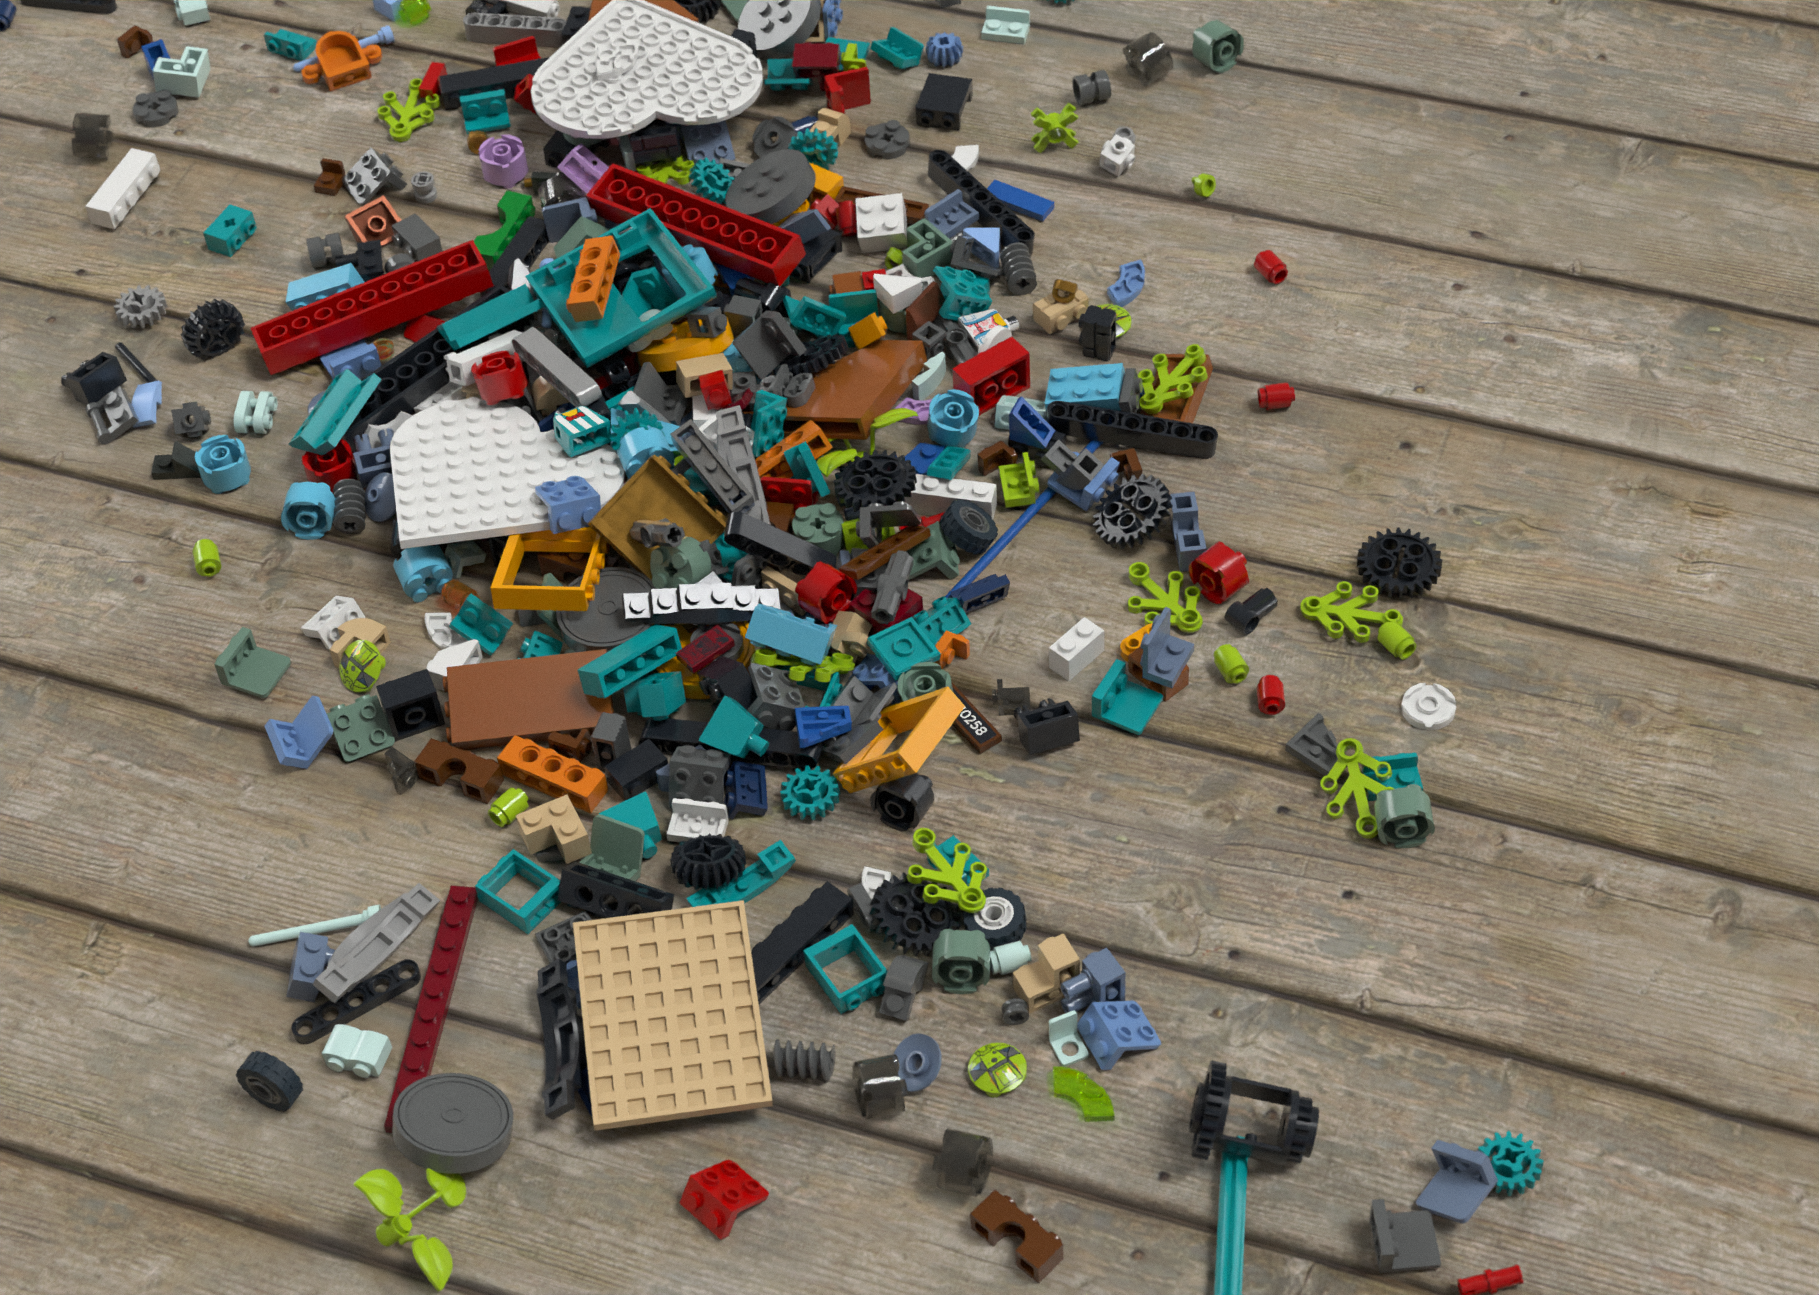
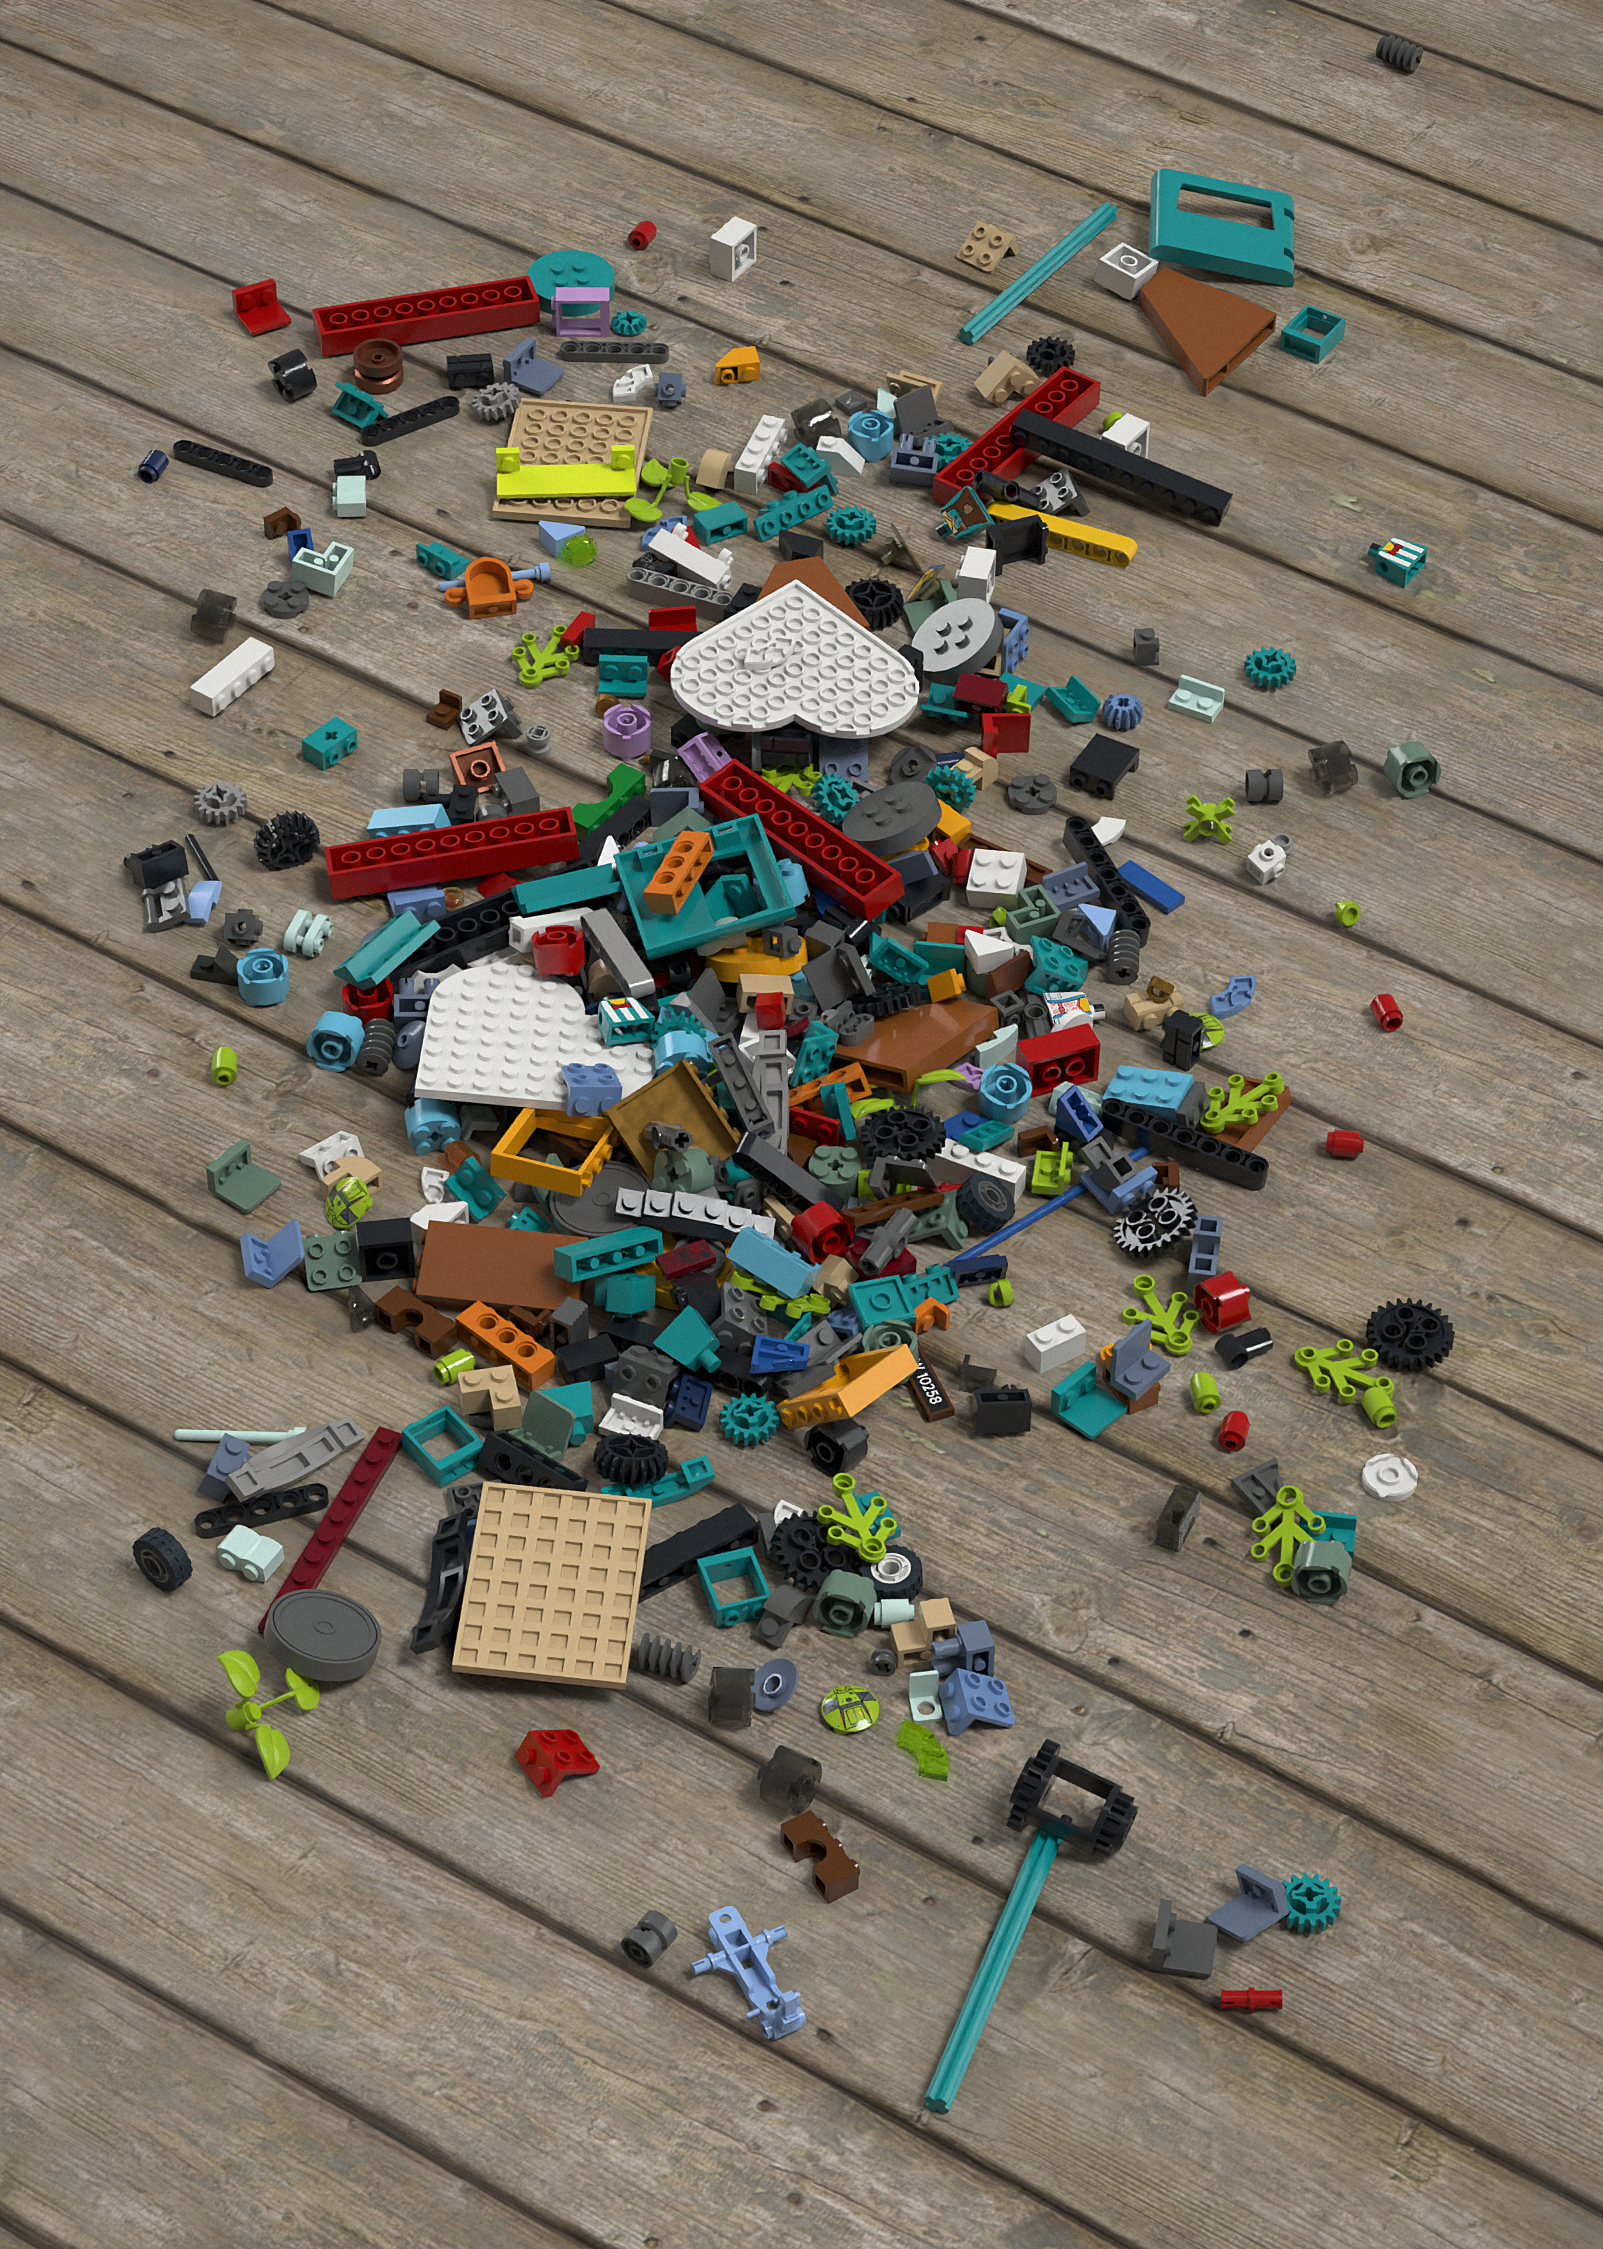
camera: 10 degrees right, 5 degrees down
(1012, 610) = (1005, 1293): none -> lime tile
(1249, 795) = (1177, 1518): none -> clear smoke brick

